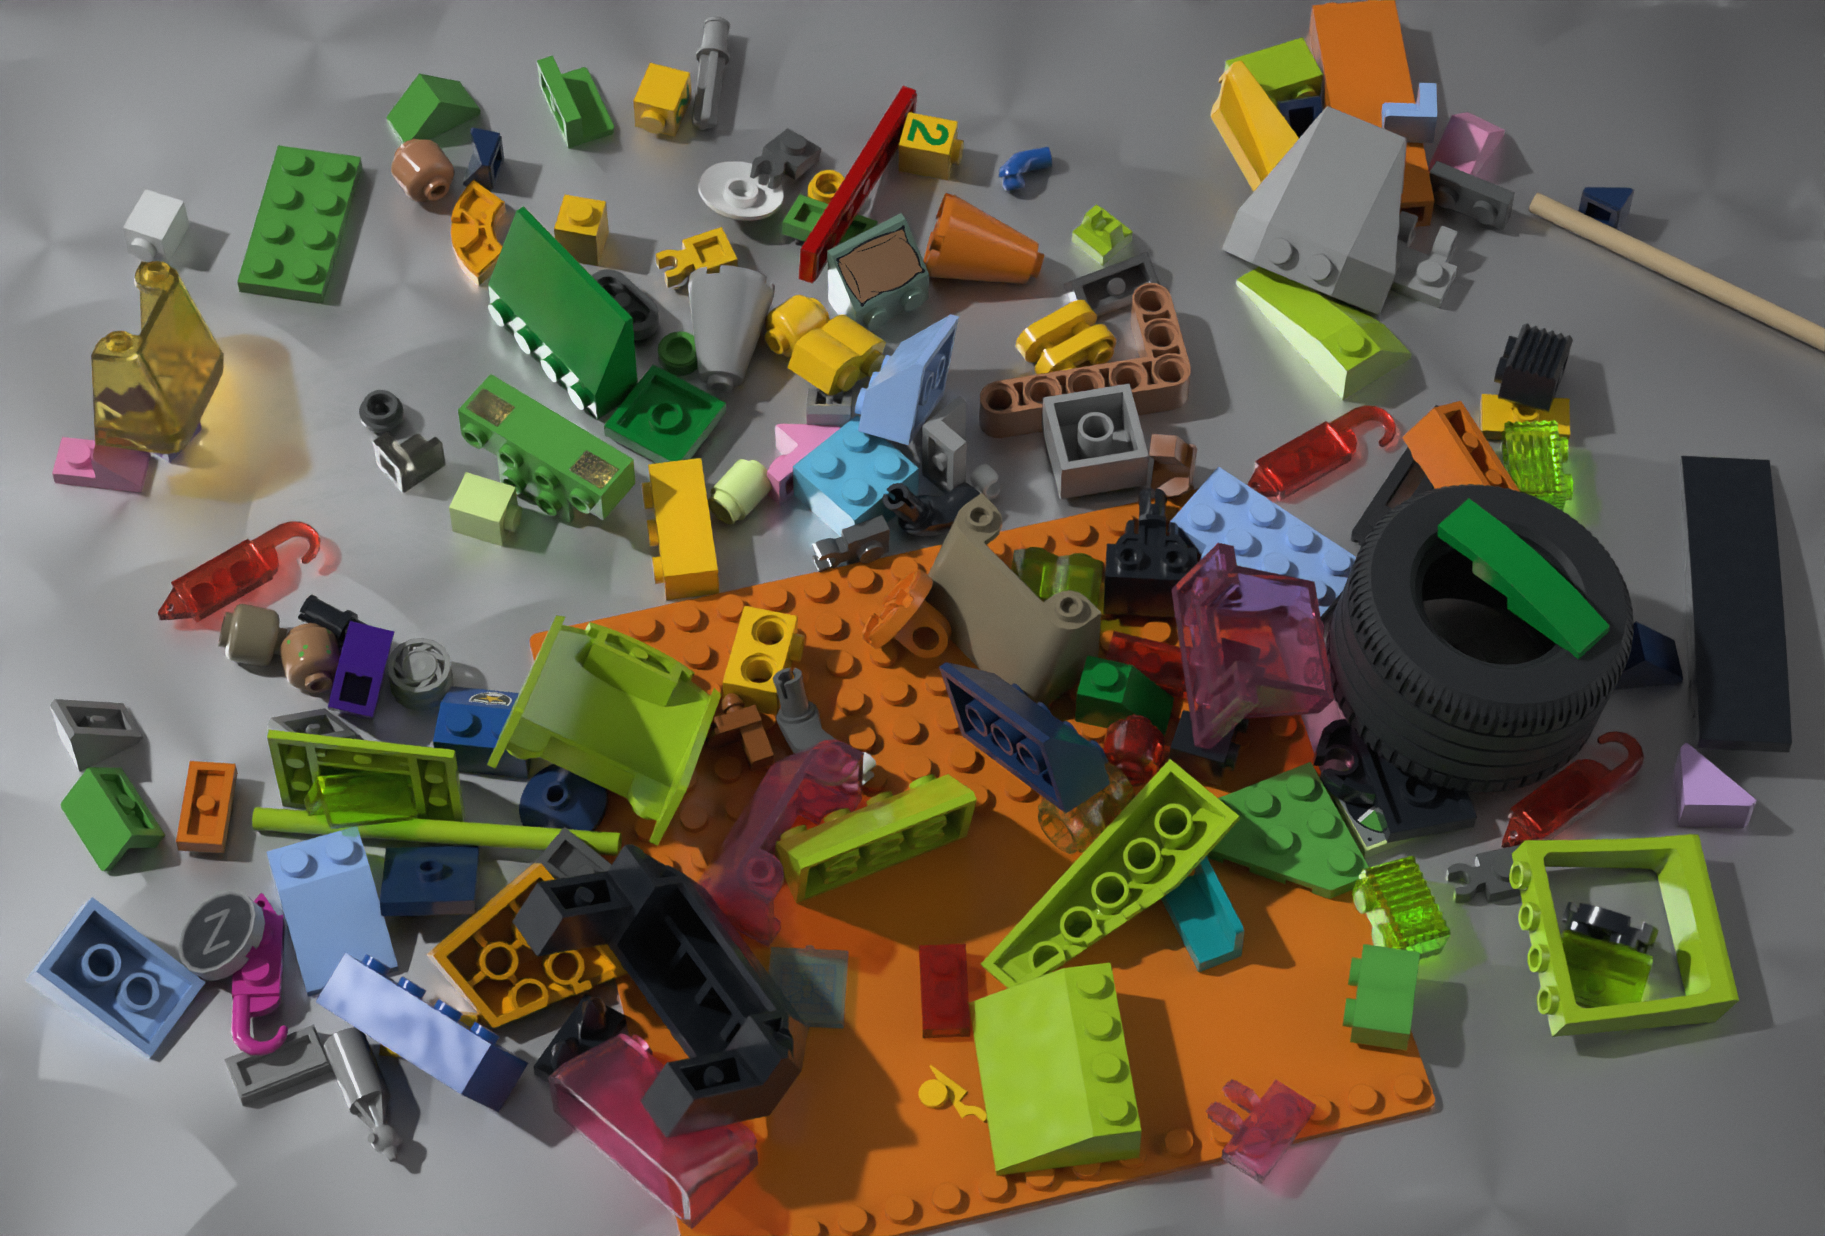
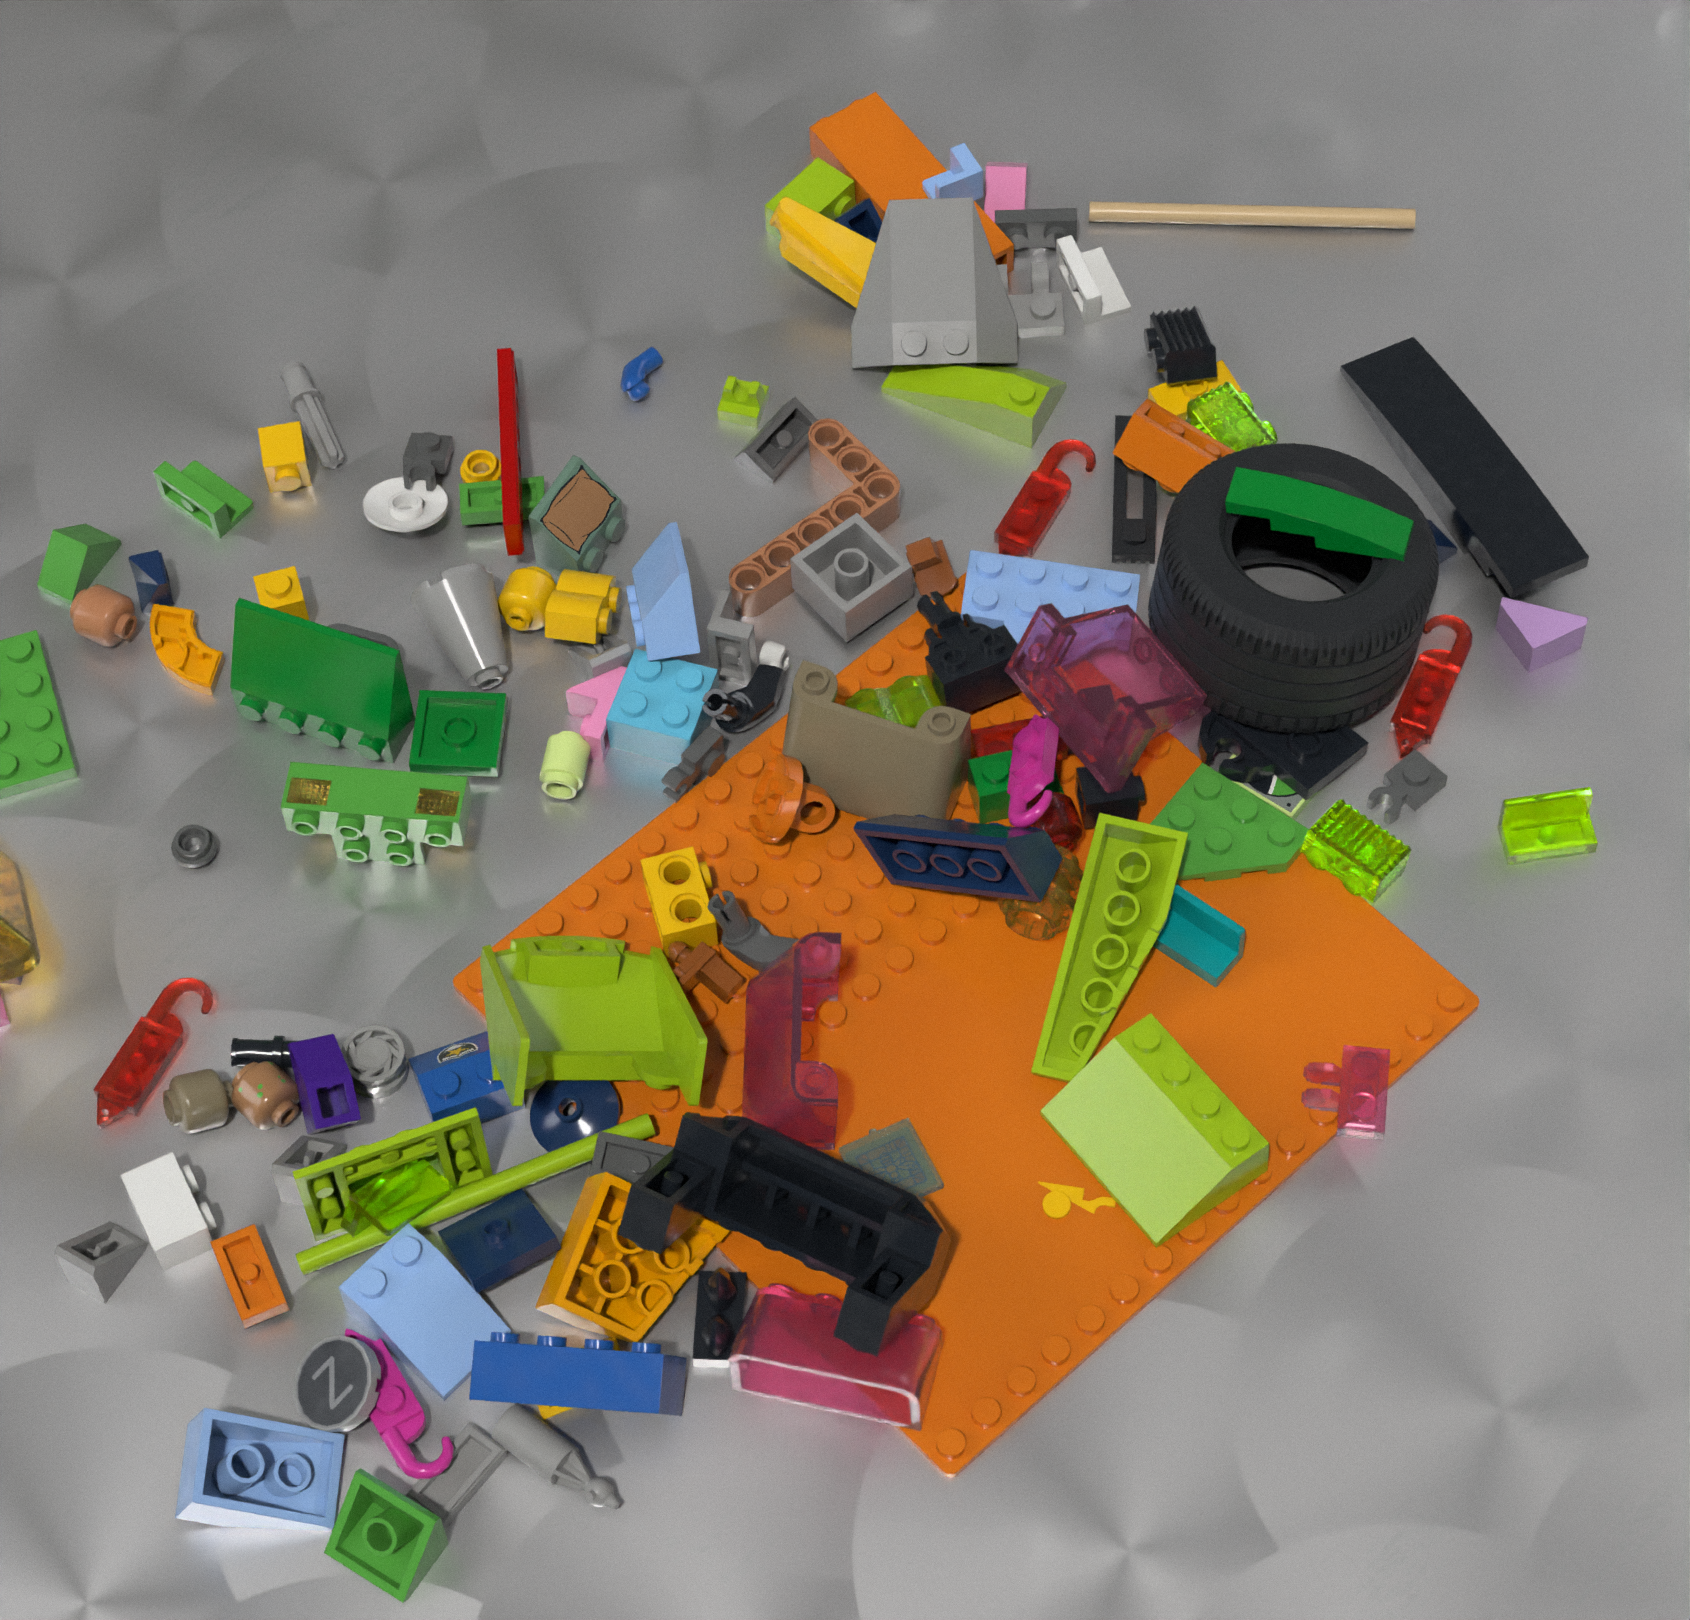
camera: 25 degrees left, 0 degrees up
(110, 815) = (162, 1329): bright green panel -> none
(172, 717) = (168, 1210): none -> white brick
(185, 1086) = (386, 1536): none -> bright green slope
(409, 461) = (246, 877): clear smoke panel -> none
(485, 509) = (345, 887): yellowish green brick -> none
(678, 353) = (433, 670): bright green tile -> none
(681, 529) = (534, 821): yellow brick -> none
(699, 251) = (400, 578): yellow plate -> none
(875, 836) = (882, 995): lime slope -> none
(929, 146) = (548, 392): yellow brick -> none
(944, 991) = (1012, 1111): clear red plate -> none
(978, 246) = (646, 457): orange cone -> none
(1066, 340) = (793, 502): yellow brick -> none
(1131, 690) = (1031, 770): none -> dark pink plate
(1383, 996) = (1388, 930): bright green brick -> none
(1494, 270) = (1090, 282): none -> white panel
(1607, 204) = (1153, 185): dark blue slope -> none
(1610, 926) = (1537, 779): black plate -> none
(1690, 915) = (1589, 739): lime windscreen -> none

